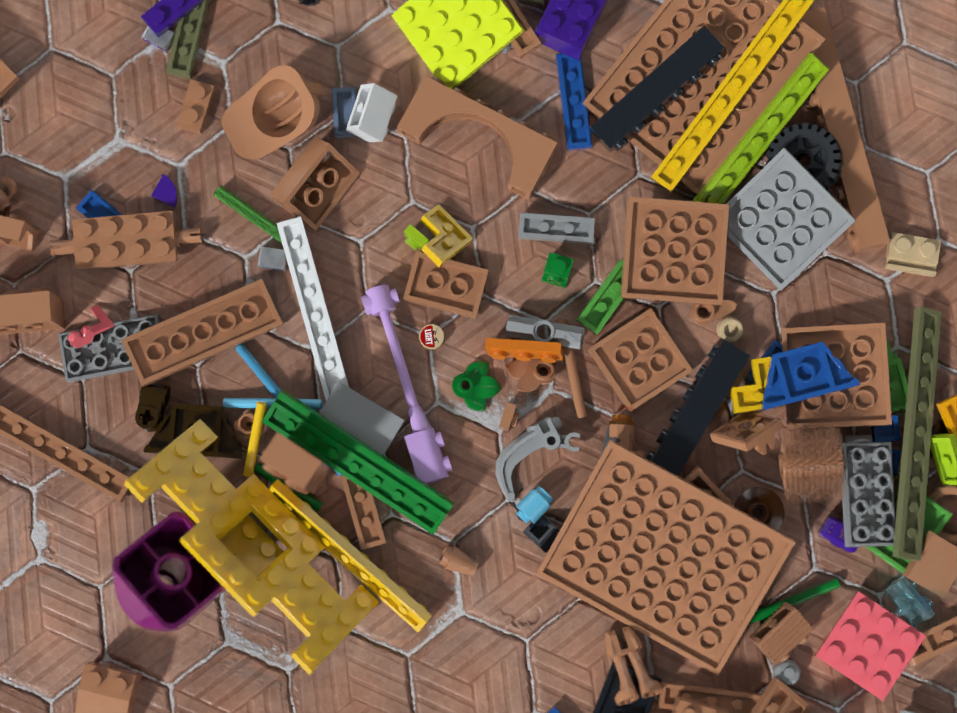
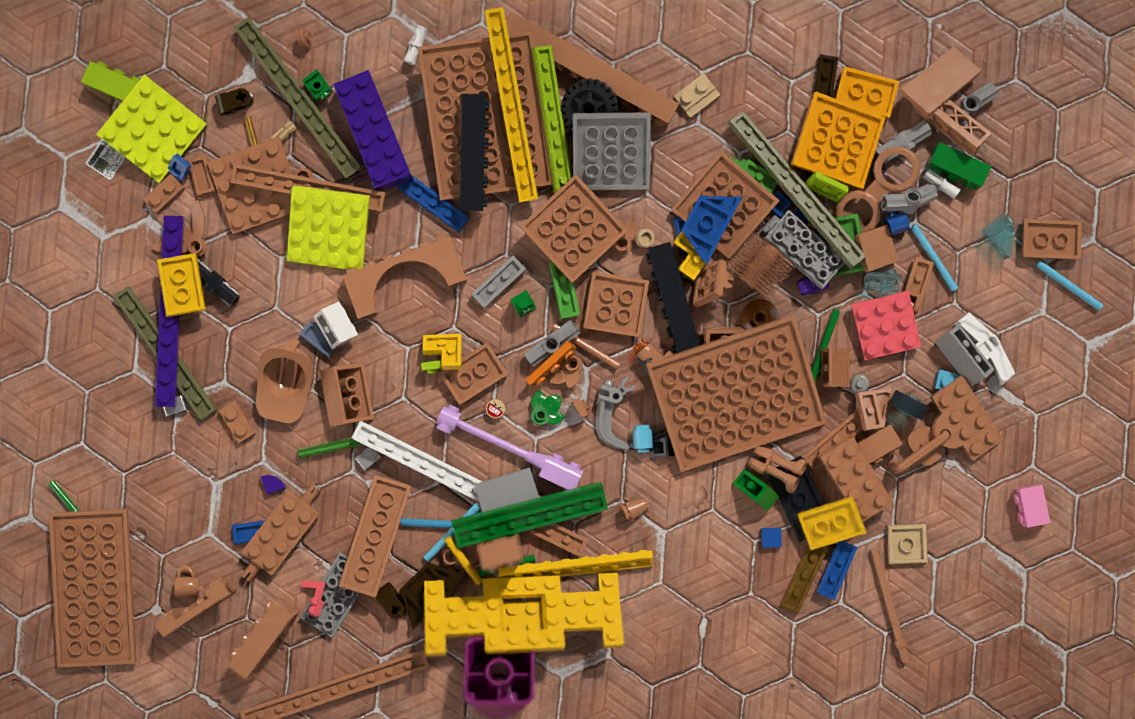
camera: 45 degrees left, 5 degrees up
(587, 665) = (755, 489): none -> green slope

